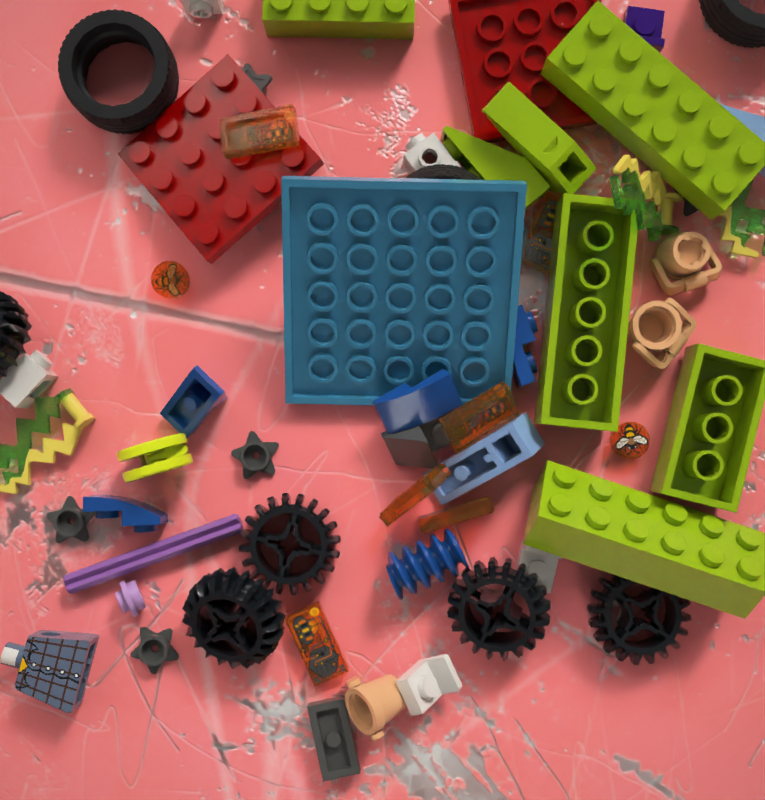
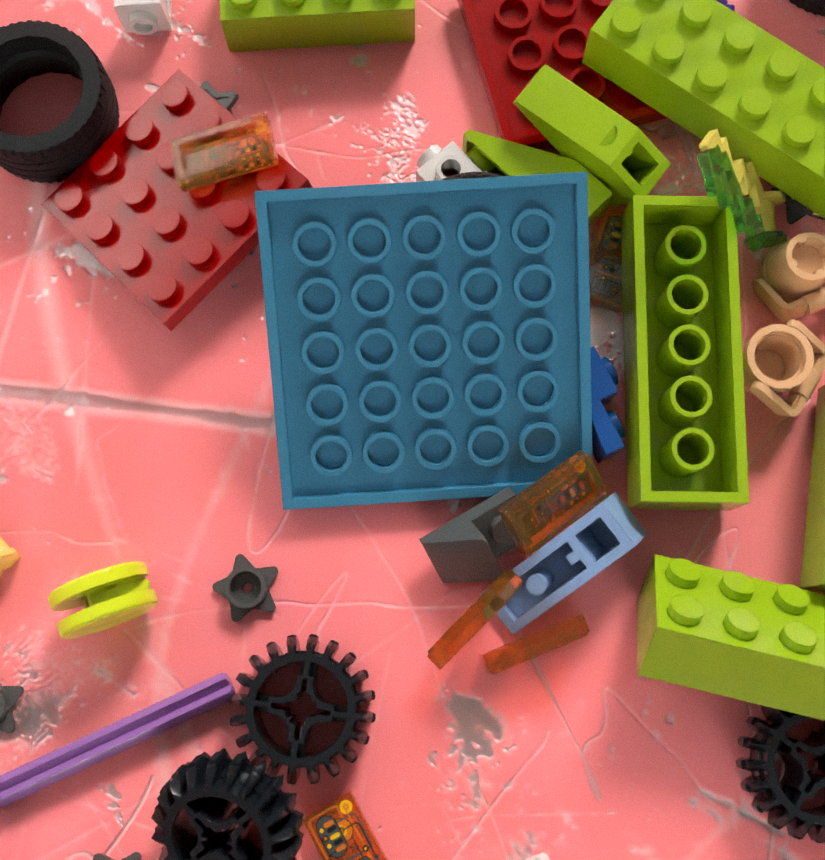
camera: 10 degrees left, 10 degrees down
(130, 598) = (76, 810): lavender plate -> none
(134, 512) = (75, 682): blue slope -> none
(170, 280) = (117, 360): clear orange tile -> none
(193, 402) = (155, 516): blue slope -> none
(416, 405) = (468, 491): blue slope -> none
(425, 563) = (500, 717): blue piece -> none
(523, 627) = (652, 800): black gear -> none
(539, 562) = (656, 711): white bracket -> none
(630, 440) = (762, 520): tile -> none

